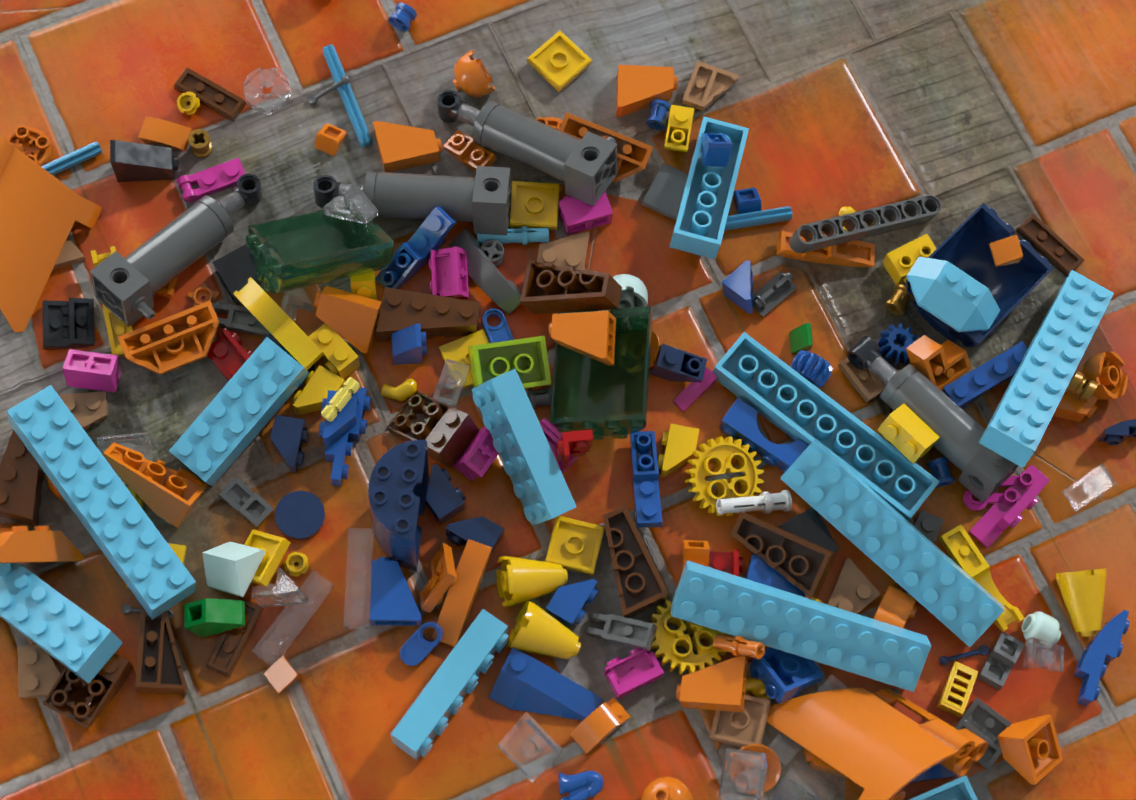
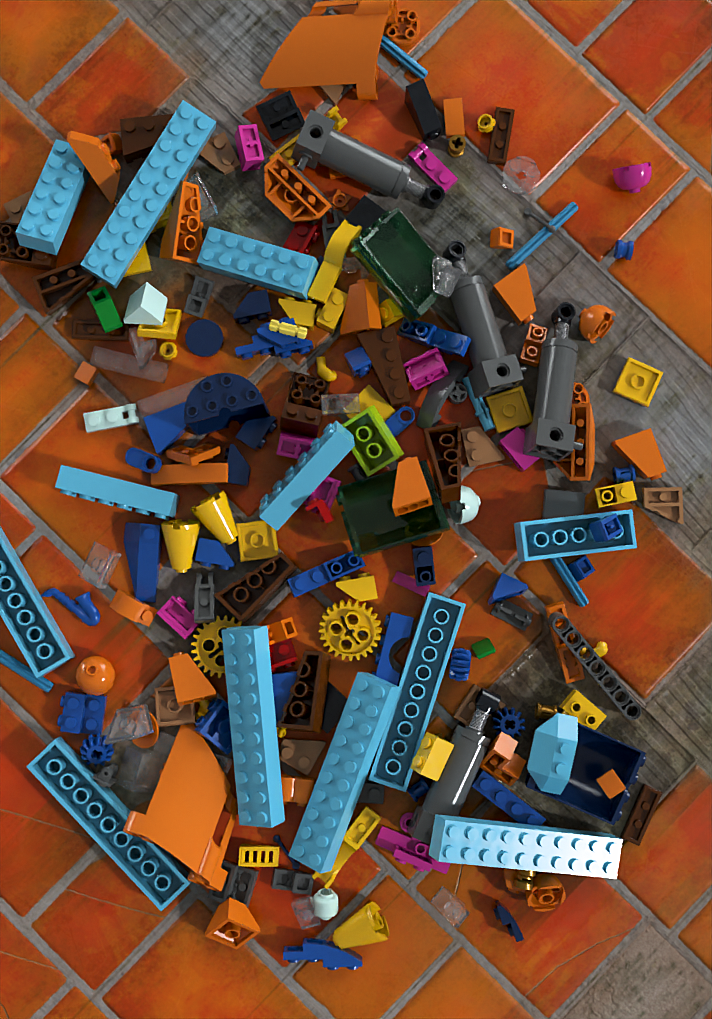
camera: 75 degrees right, 15 degrees up
(350, 666) = (110, 418): none -> light aqua plate
(739, 646) = (219, 693): orange pin -> none
(765, 502) = (341, 666): white pin -> none

